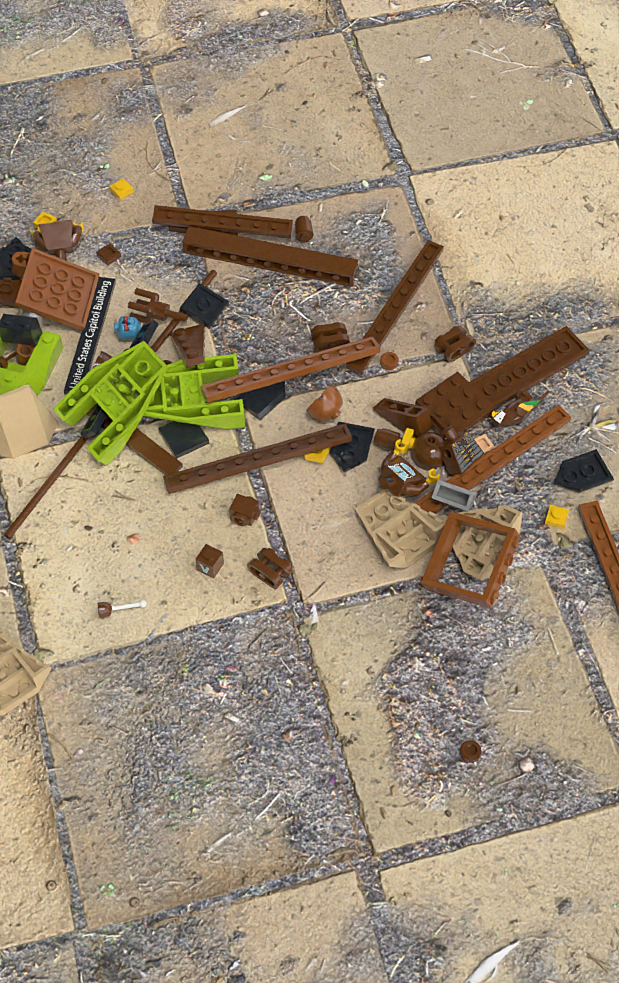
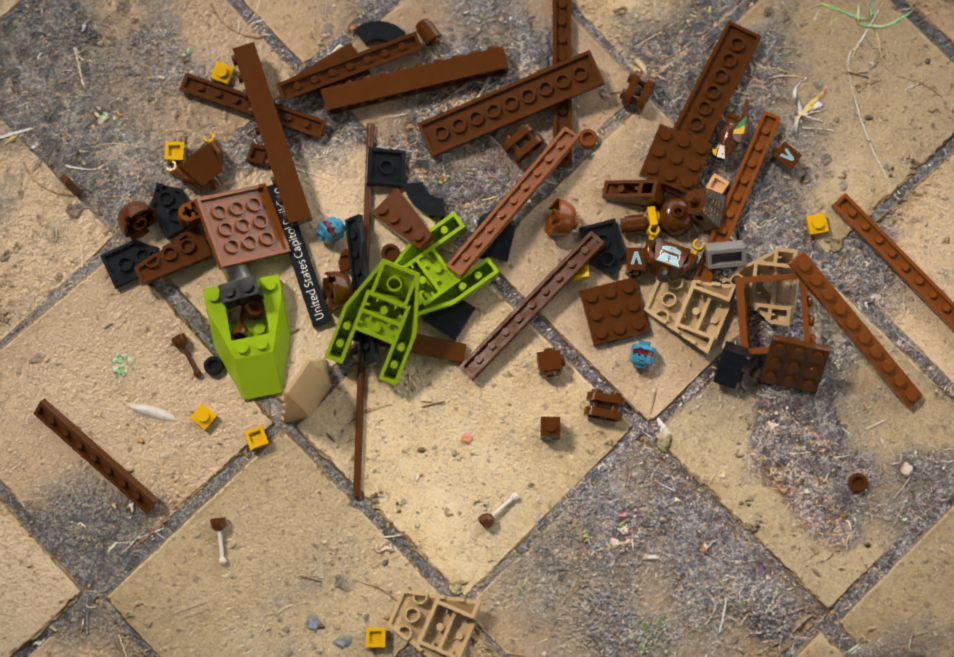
camera: 30 degrees left, 20 degrees up
(126, 242) = (272, 135): none -> reddish brown brick
(129, 219) = (235, 100): none -> reddish brown plate
(153, 309) = (343, 197): reddish brown plant -> none
(218, 341) = (424, 201): none -> black tile
(262, 210) = (378, 31): none -> black tile
(328, 500) = (614, 311): none -> reddish brown plate
(331, 542) = (642, 354): none -> dark azure head
(338, 303) = (510, 104): none -> reddish brown plate
(370, 467) = (635, 261): none -> reddish brown brick
(405, 585) = (731, 364): none -> black brick
(465, 611) = (794, 363): none -> reddish brown plate
(540, 608) = (855, 329): none -> dark orange plate
(557, 449) = (785, 157): none -> reddish brown brick
(583, 472) = (817, 168): black tile -> none

